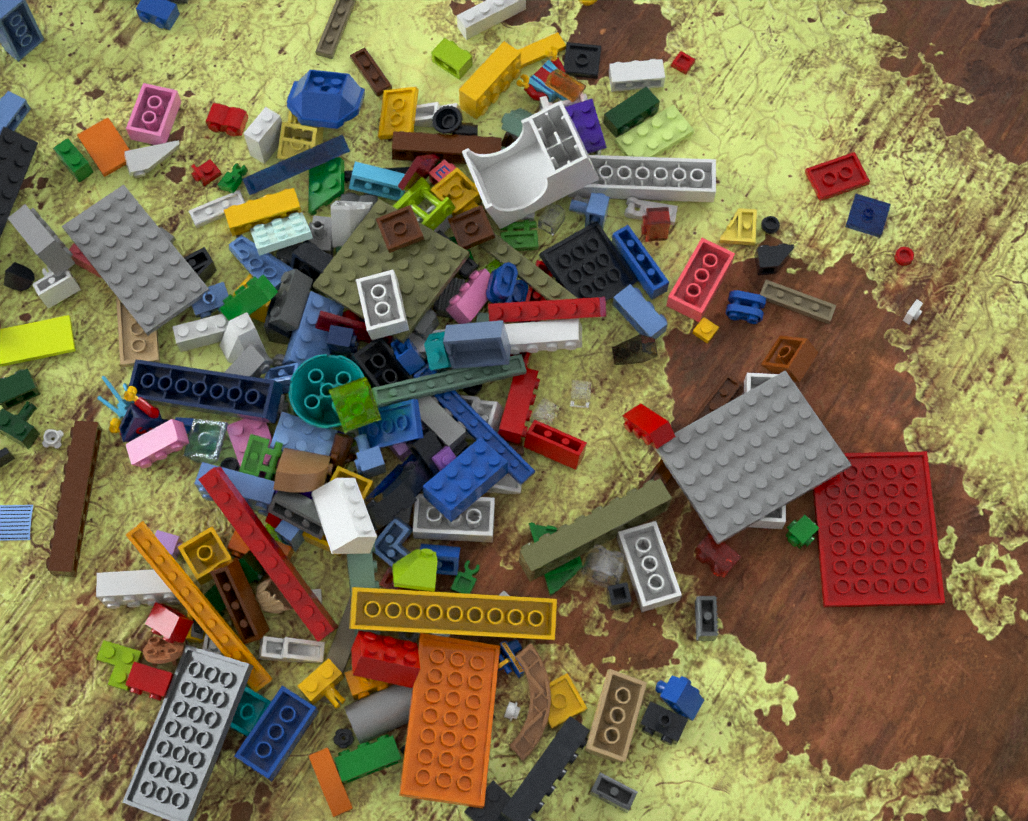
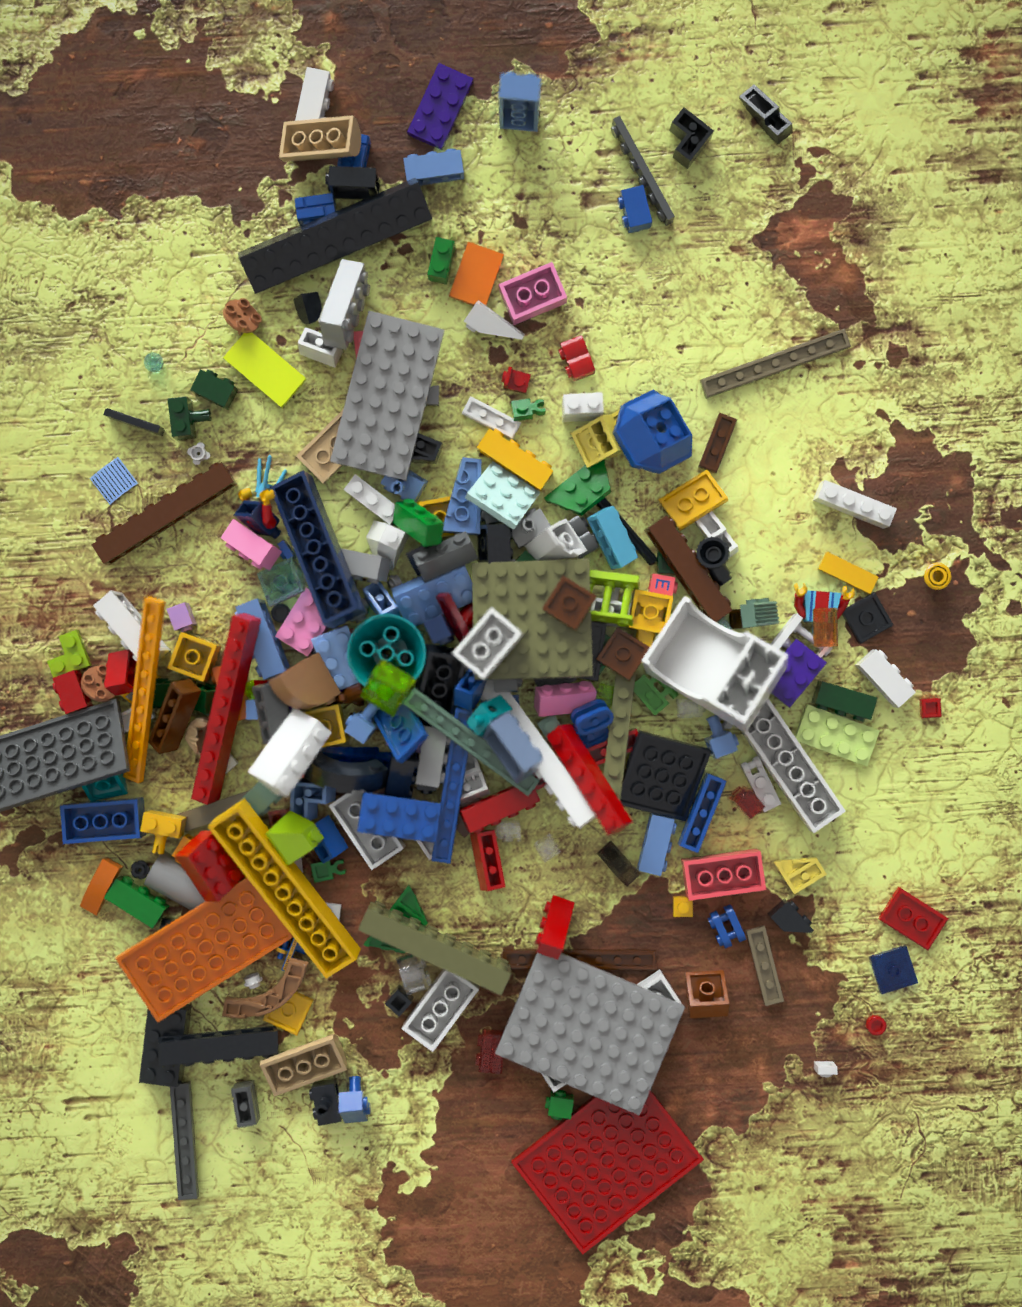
camera: 55 degrees right, 20 degrees up
(254, 457) = (294, 635): bright green plate -> none
(291, 650) = (173, 778): white slope -> none
(296, 165) = (574, 455): clear blue slope -> none
(419, 168) = (641, 569): dark red tile -> none
(443, 457) = (403, 788): medium lavender plate -> none
(452, 58) = (782, 505): lime brick -> none
(490, 80) = (784, 558): yellow brick -> none
(706, 618) = (431, 1080): dark grey brick -> none
(770, 225) = (821, 893): black plate -> none

